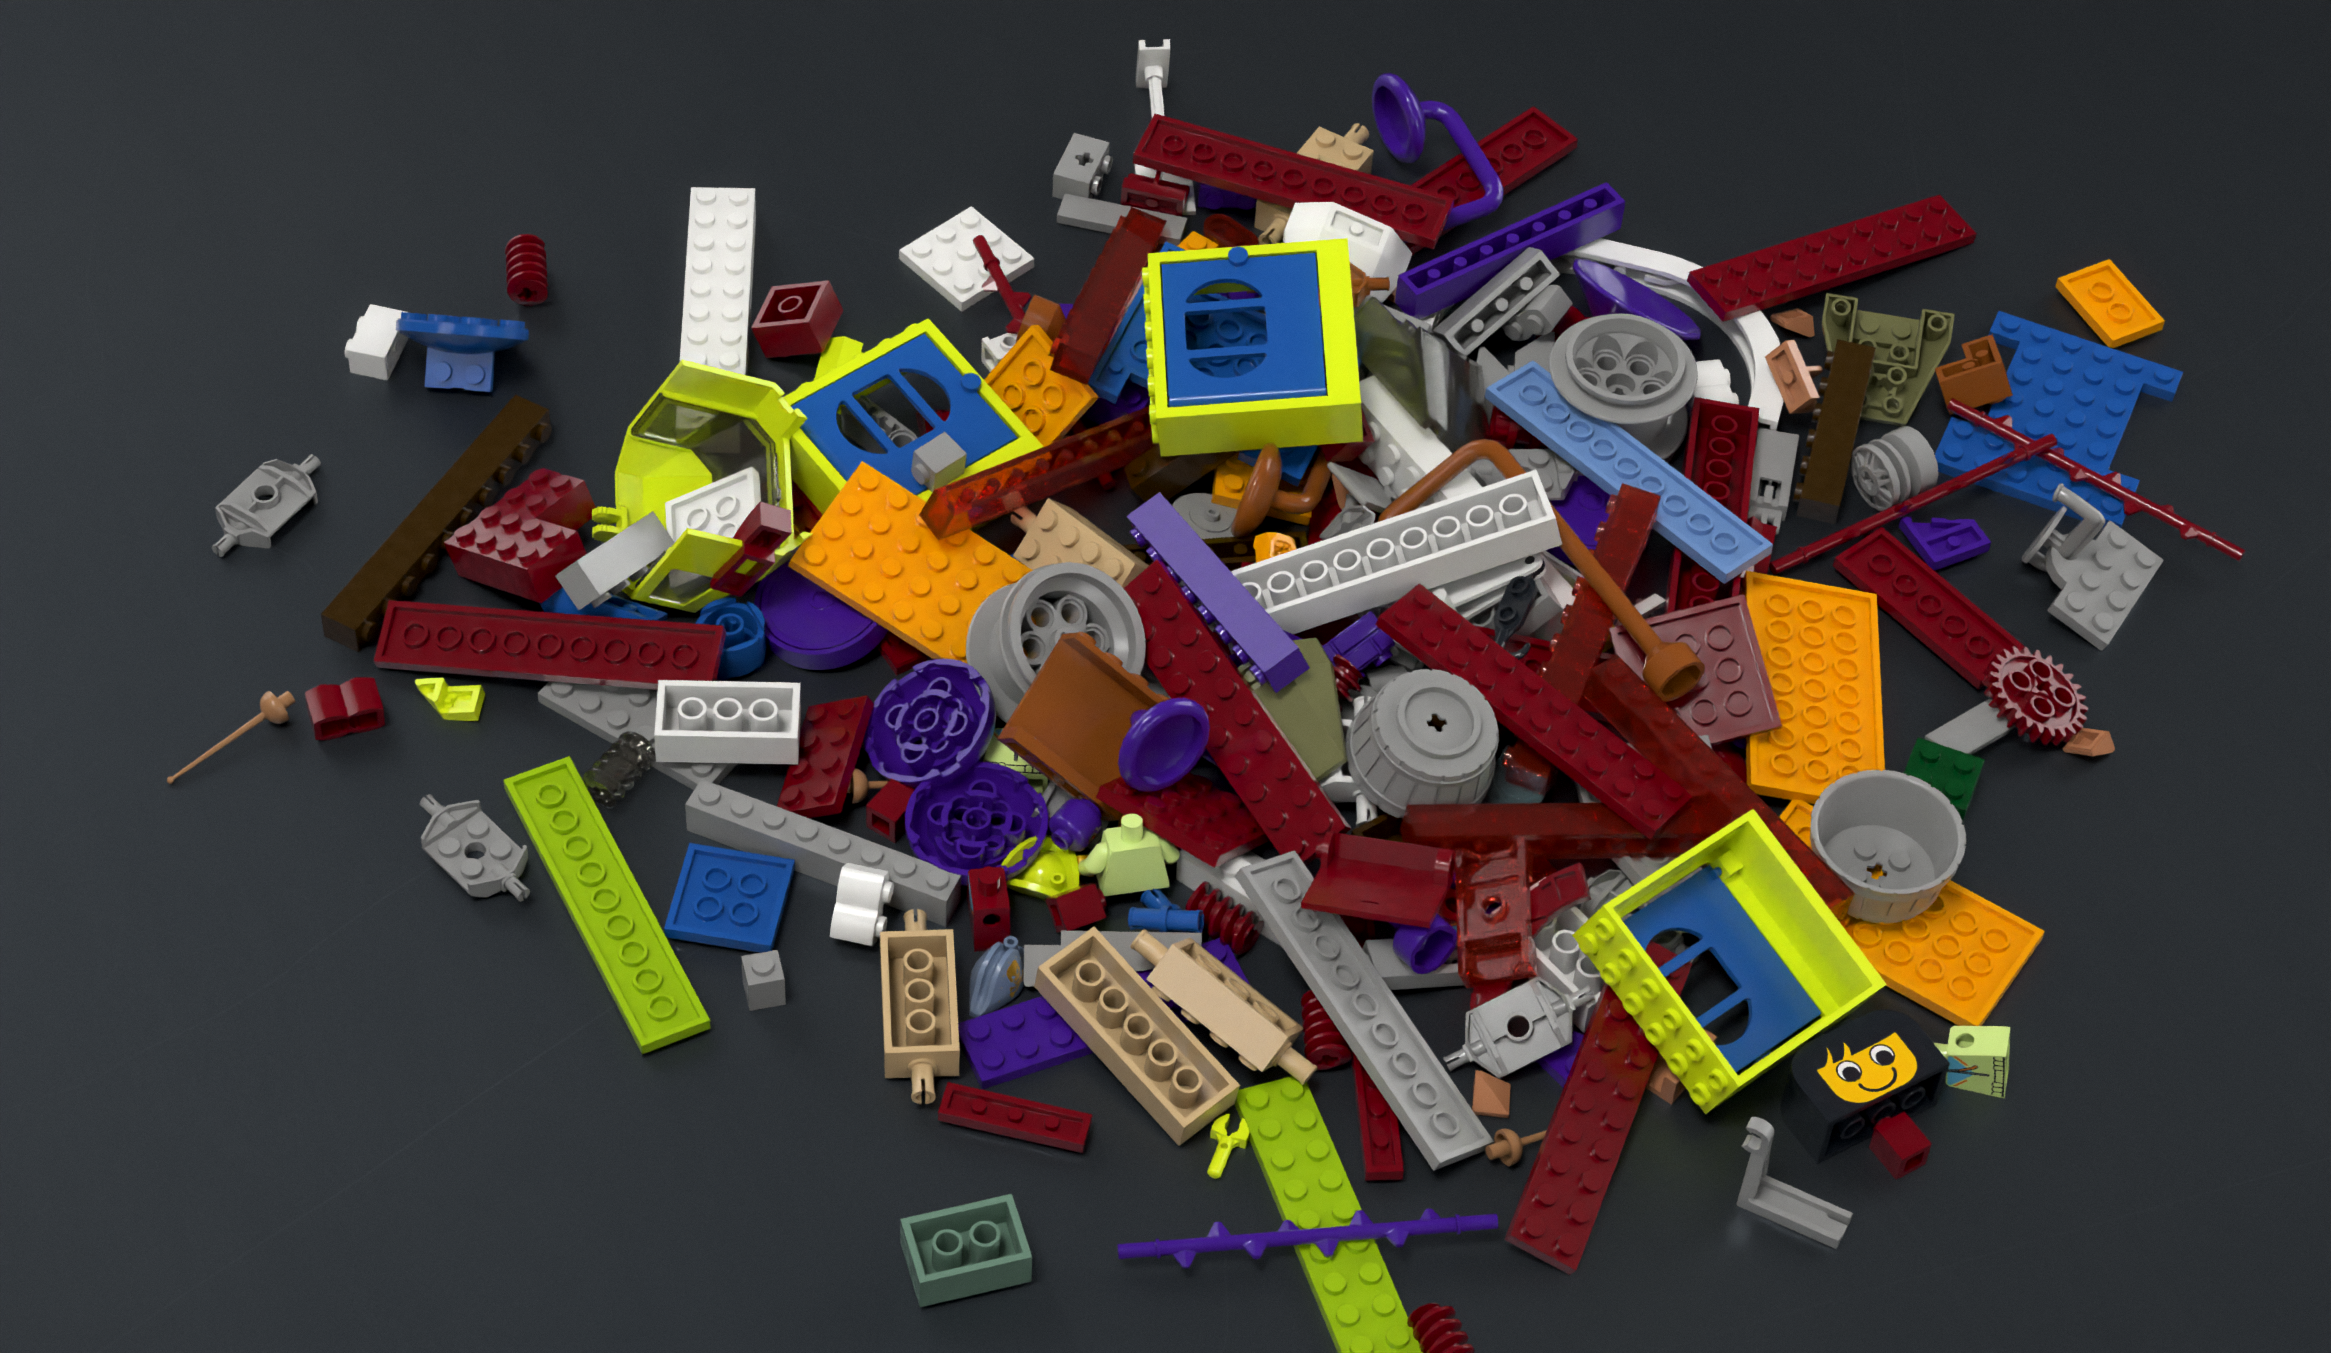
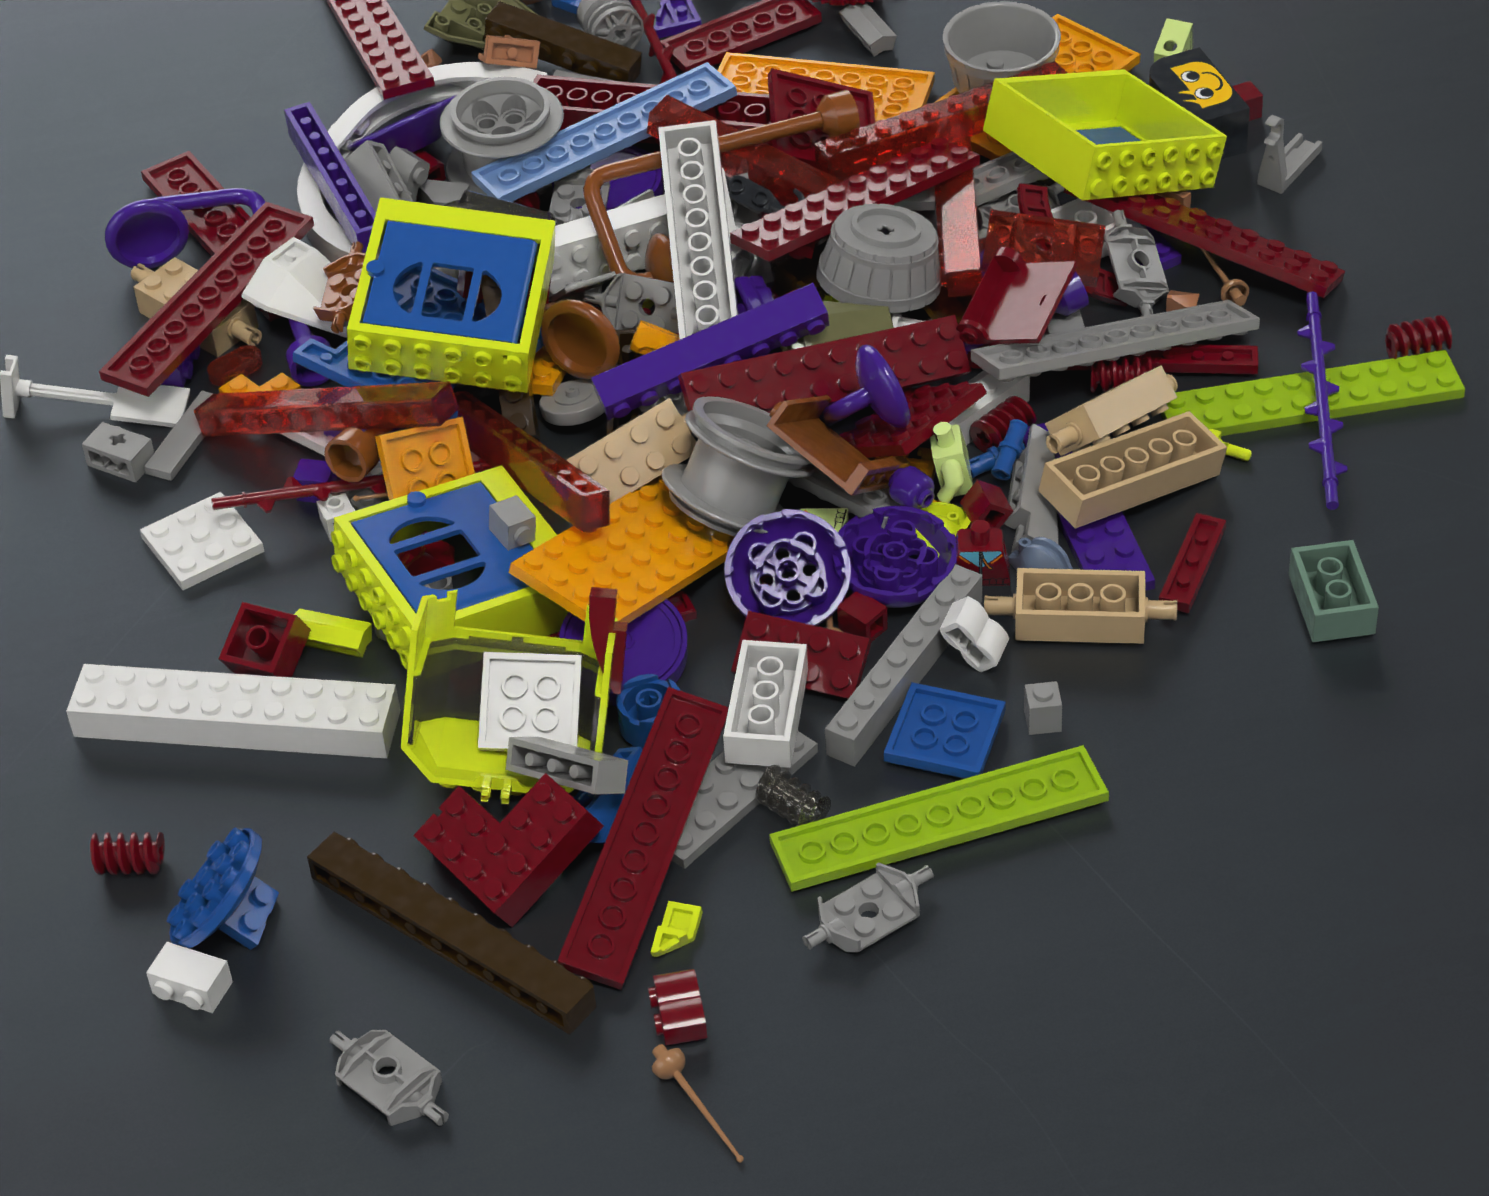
camera: 75 degrees left, 5 degrees down
(1154, 194) = (168, 405): dark red panel -> none
(1946, 770) = (915, 44): dark green brick -> none

